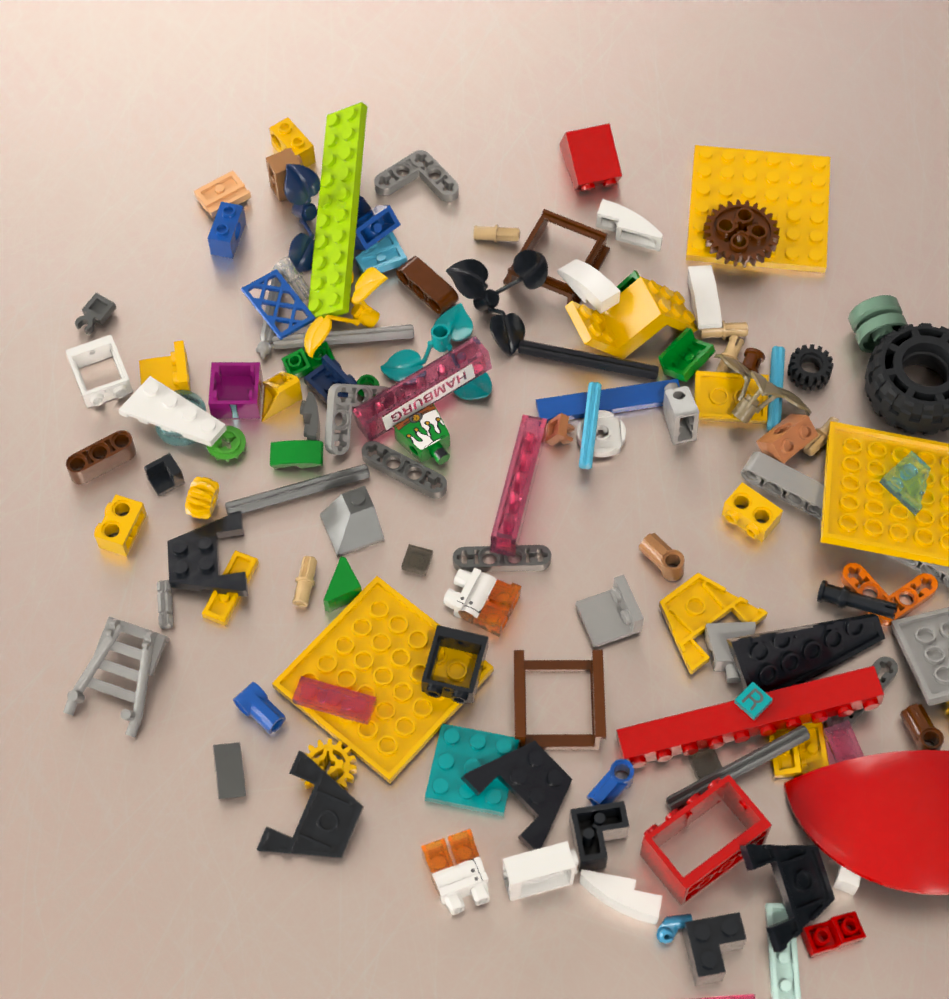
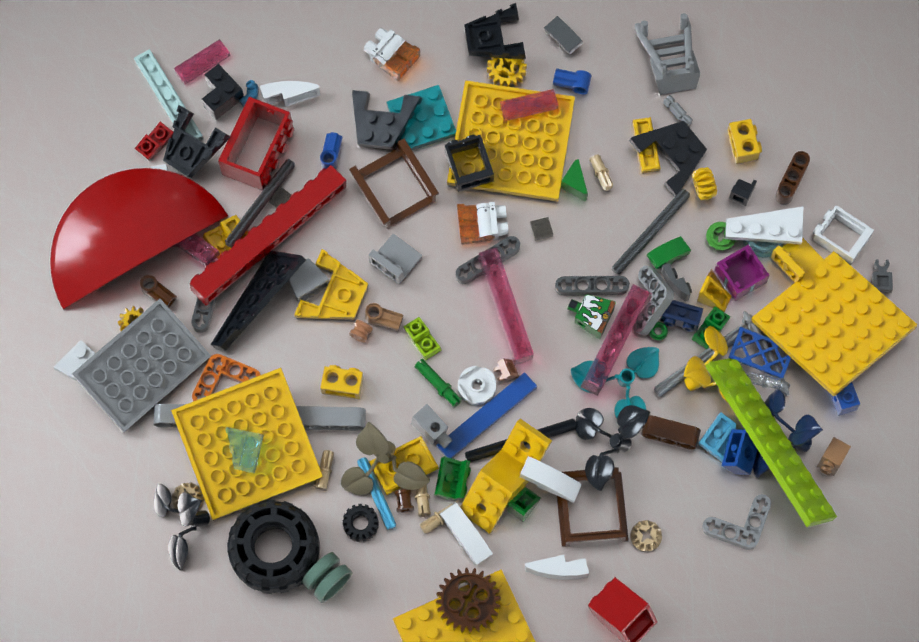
camera: 150 degrees right, 10 degrees up
(184, 285) = (834, 323): none -> yellow plate
(225, 189) = (870, 423): light nougat plate -> none
(287, 135) = (851, 492): yellow brick -> none
(352, 522) = (599, 228): slope -> none
(496, 233) = (651, 505): tan axle -> none
(513, 220) = (648, 544): none -> tan gear
(539, 870) = (343, 72): white window -> none
(590, 425) = (486, 380): medium azure axle -> none
(593, 827) = (326, 115): black brick -> none
(631, 514) = (422, 339): none -> lime slope
(640, 448) = (444, 389): none -> green pin
(698, 555) = (361, 331): none -> nougat wheel
(753, 701) = (269, 235): teal tile -> none
(787, 437) = (343, 450): nougat brick -> none
(845, 597) = (249, 353): black pin -> none

